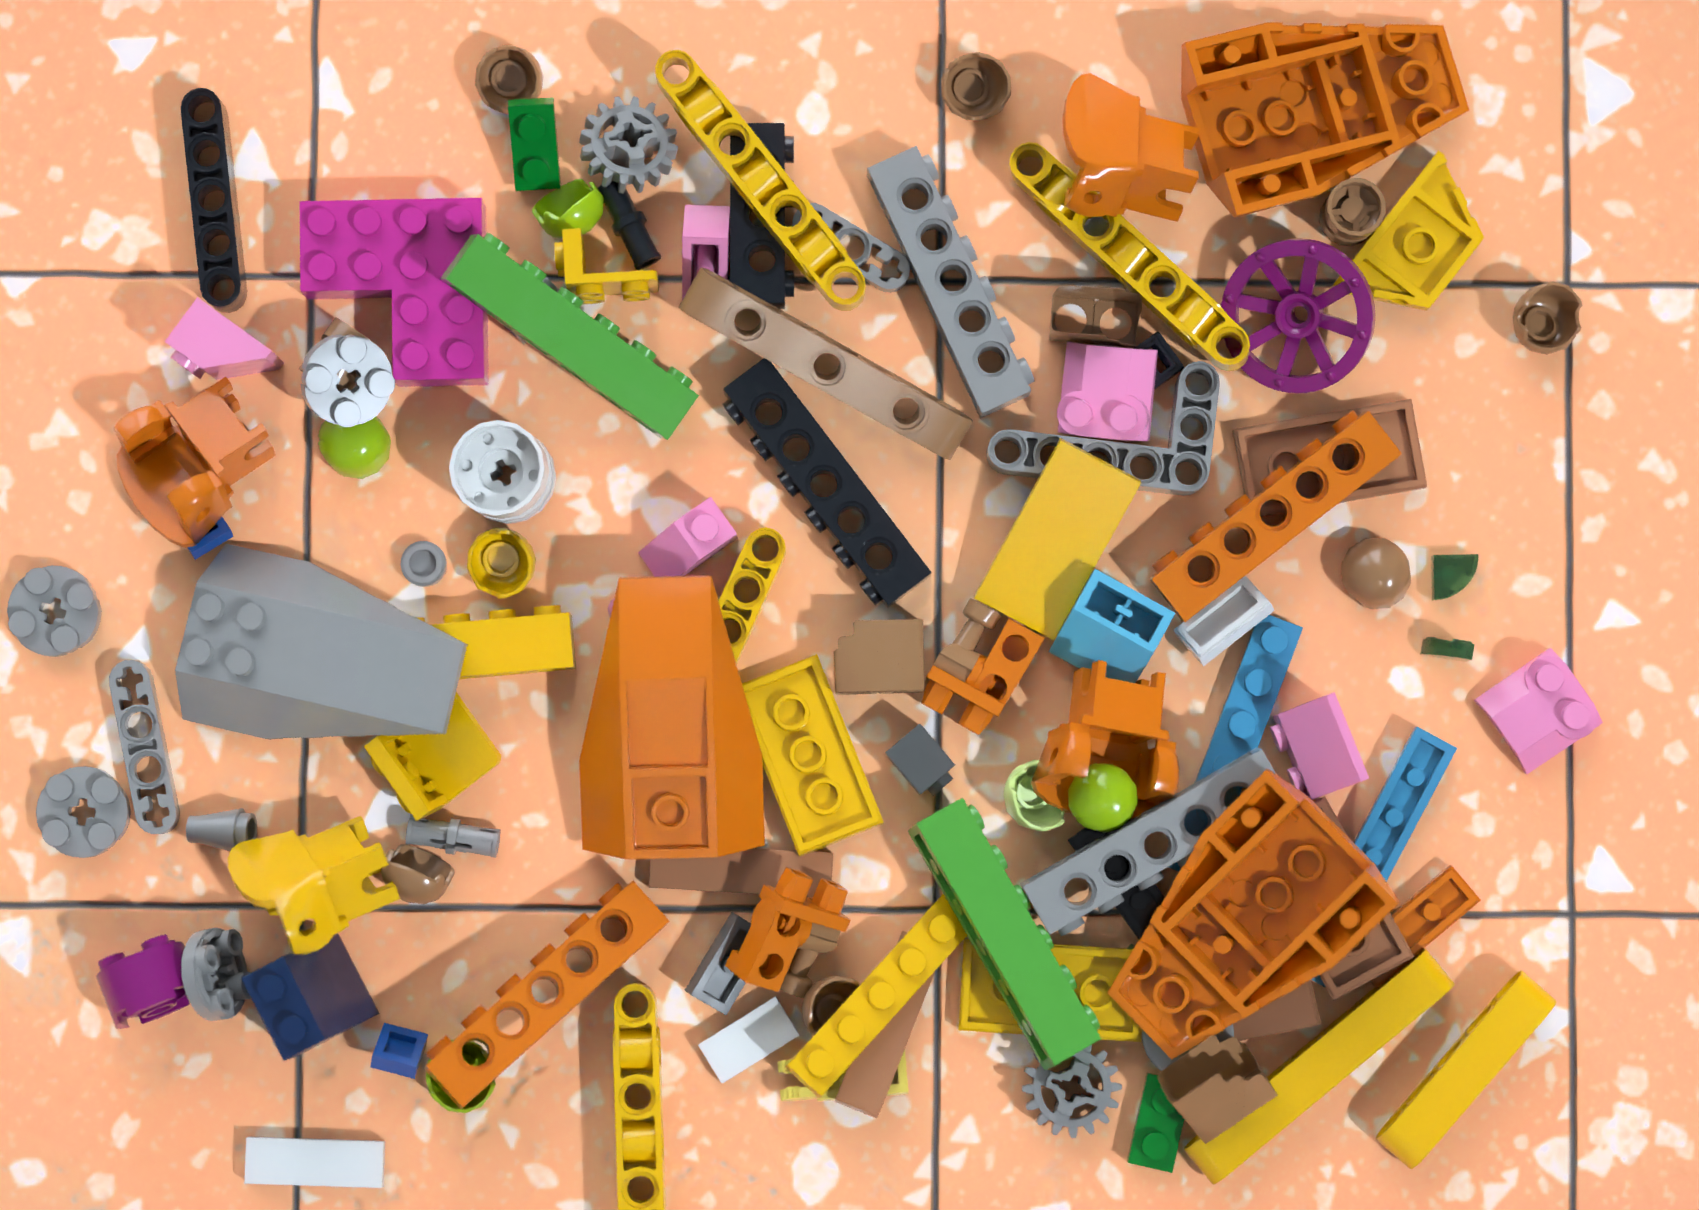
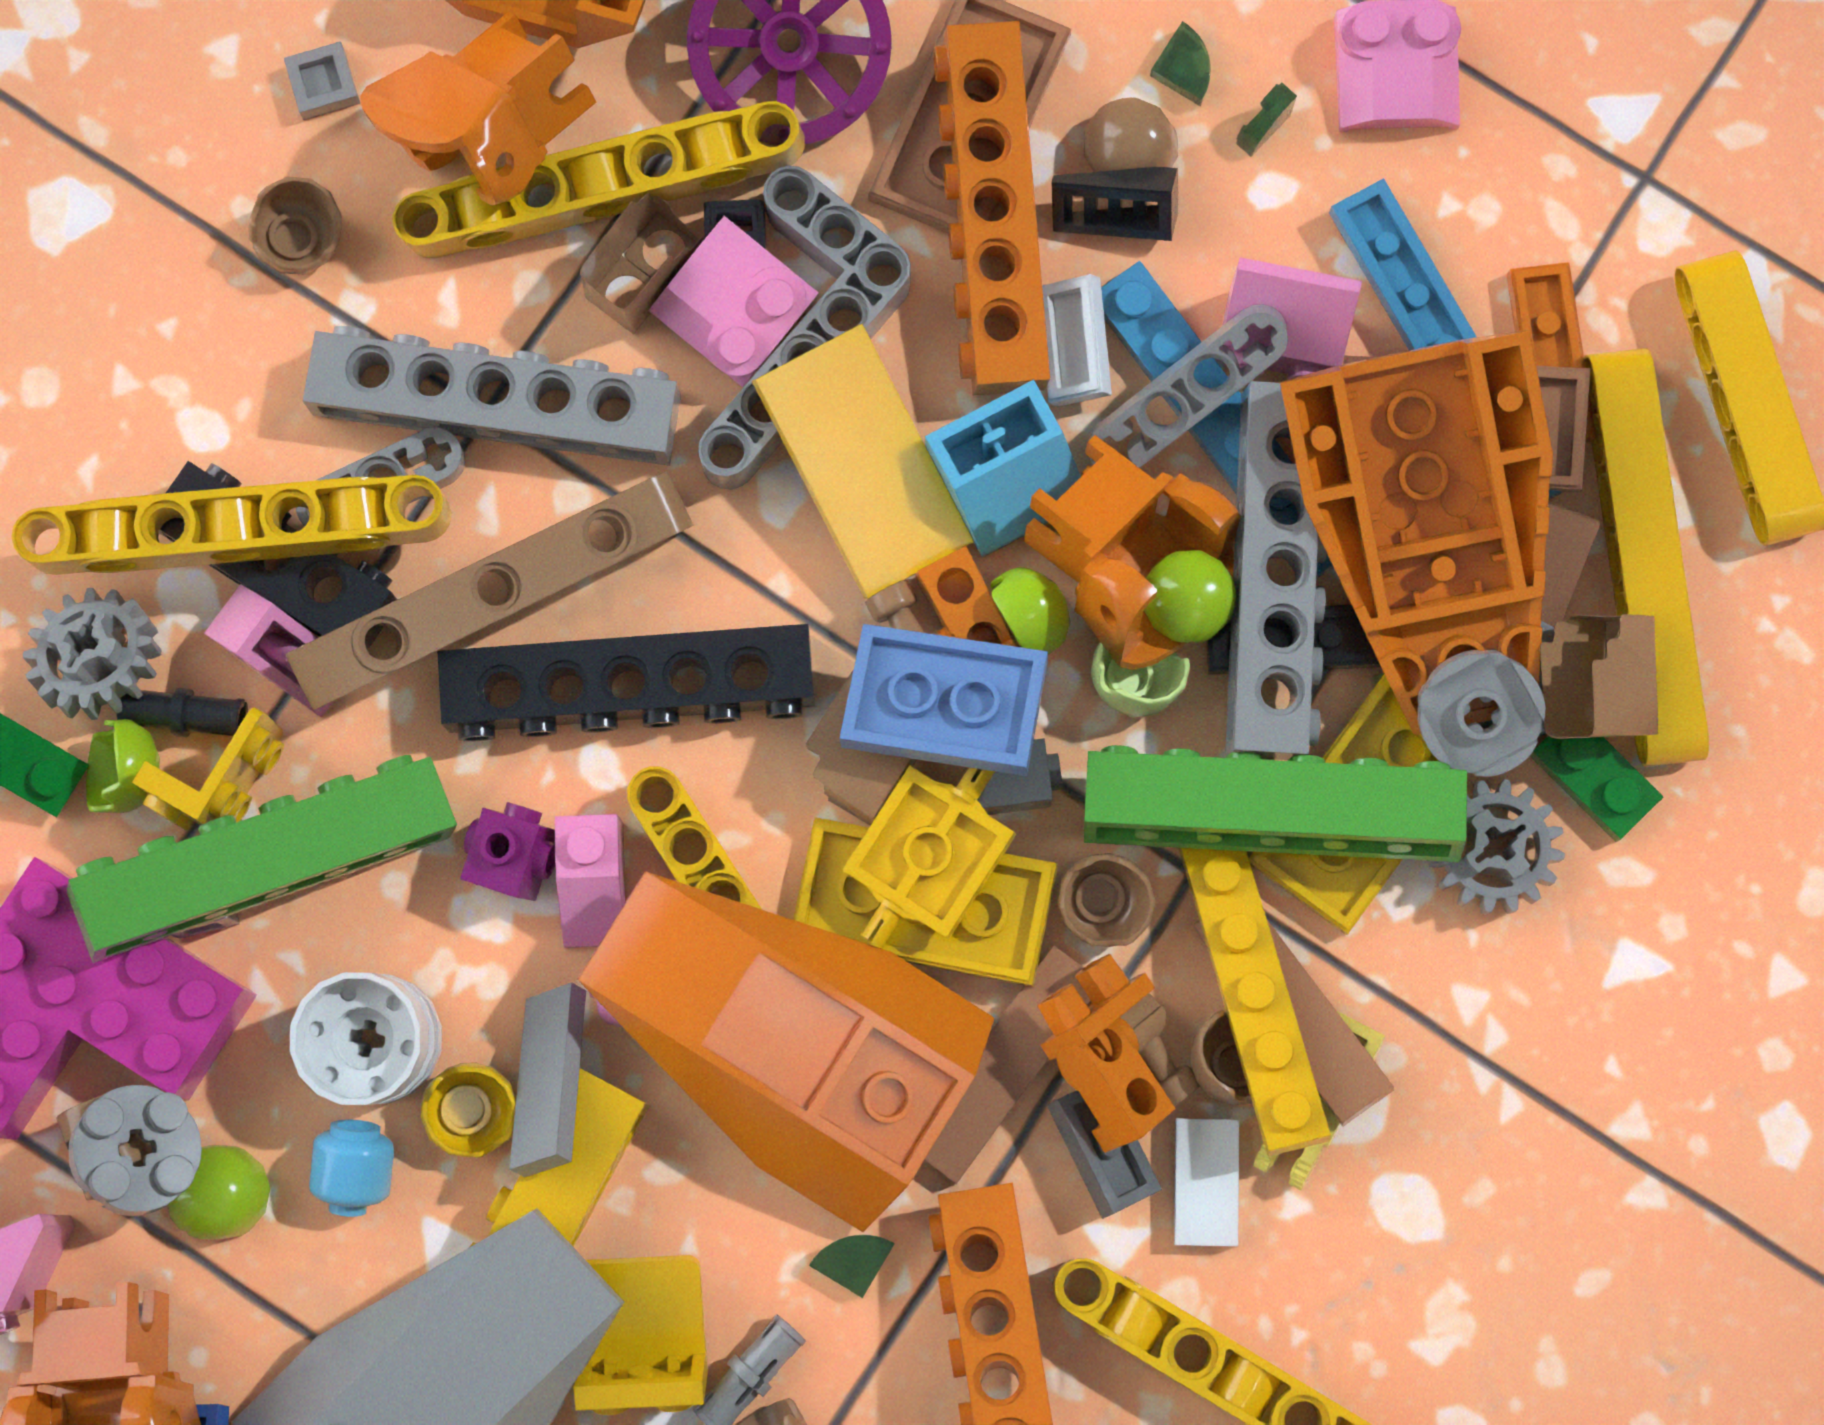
camera: 50 degrees left, 5 degrees down
(421, 513) = (351, 1167): none -> medium azure head
(423, 564) = (413, 1204): light grey tile -> none
(549, 598) = (548, 1080): none -> light grey tile
(562, 854) = (853, 1261): none -> clear green tile
(672, 482) = (509, 851): none -> magenta brick
(838, 739) = (928, 853): none -> yellow plate
(880, 867) = (1106, 900): none -> medium nougat hair
(936, 688) = (944, 699): none -> medium blue plate
(1031, 705) = (1032, 608): none -> lime hair
(1082, 37) = (322, 80): none -> light grey tile
(1169, 1015) = (1516, 721): none -> light grey plate
(1232, 717) = (1194, 398): none -> light grey beam
(1340, 602) = (1135, 184): none -> black slope

